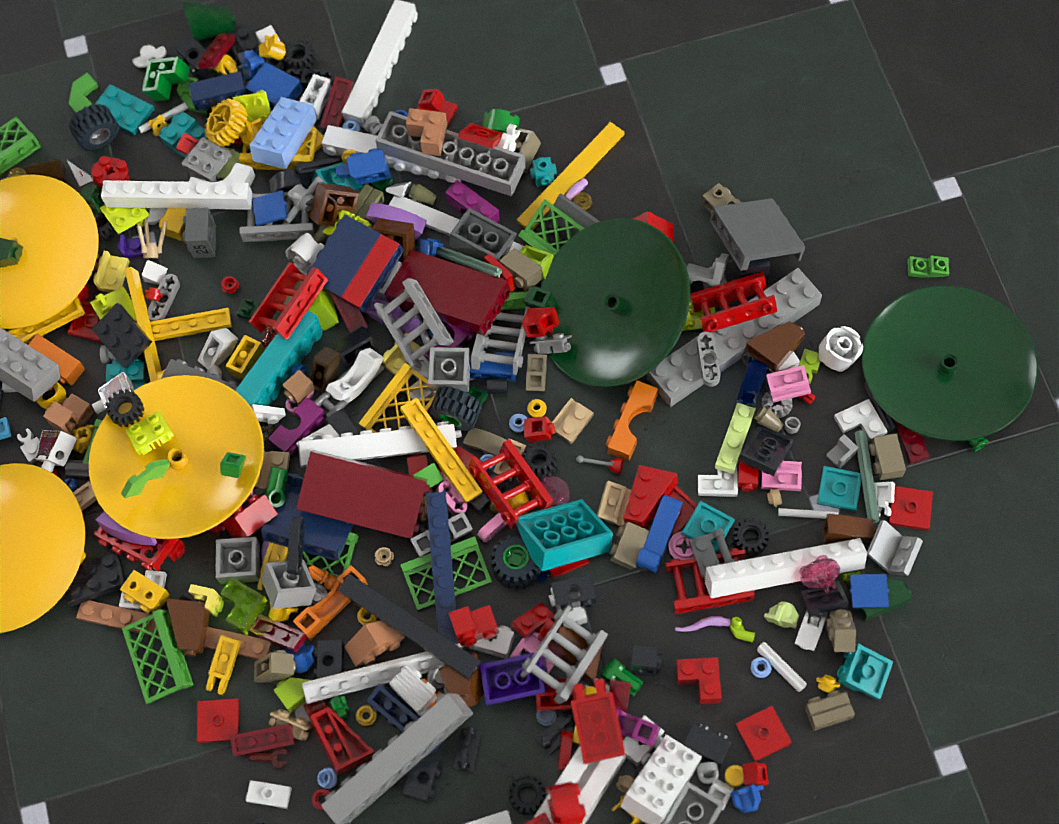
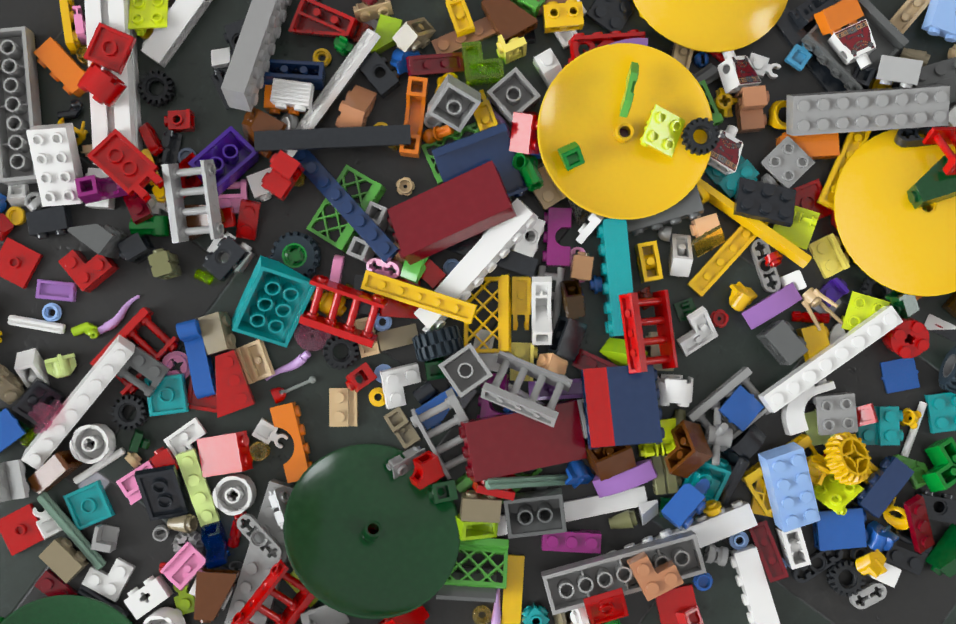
camera: 140 degrees right, 20 degrees up
(79, 354) = (787, 162): none -> light grey bracket
(140, 159) = (899, 375): none -> blue piece
(167, 242) = (797, 316): none -> red axle
(182, 352) = (703, 224): none -> light nougat brick
(185, 265) = (771, 305): none -> medium lavender slope
(187, 341) = (708, 241): none -> clear yellow piece
(192, 562) = (547, 66): none -> white slope
(200, 288) = (741, 296): none -> yellow piece
(249, 283) = (701, 333): none -> white plate
(293, 33) = (870, 599): none -> light grey beam
(296, 544) = (465, 129): black beam -> none
(364, 401) = (521, 300): none -> yellow hinge
(381, 334) = (552, 363): none -> light nougat brick
(399, 464) = (449, 265): none -> medium blue plate
(451, 781) = (220, 57): none -> white slope
(513, 409) = (394, 380): none -> white plate
(532, 757) = (186, 122): none -> red brick
(584, 480) = (296, 363): none -> lavender animal
(612, 607) = (210, 277): none -> clear neon green piece
(630, 629) = (164, 264): none -> olive brick
(646, 441) = (266, 432): none -> white plate
(664, 437) = (264, 451): none -> clear yellow wheel
(667, 686) = (100, 238): none -> dark grey slope
(675, 360) = (279, 498): none -> light grey hinge
(692, 445) = (224, 454): none -> brick
(709, 421) = (231, 504): none -> white brick
(727, 388) = (235, 533): none -> red axle
(744, 684) = (56, 290): none -> medium lavender tile
(760, 508) = (137, 441): none -> dark green tile
(806, 522) = (83, 437): none -> white brick
(845, 378) = (137, 601): none -> white brick

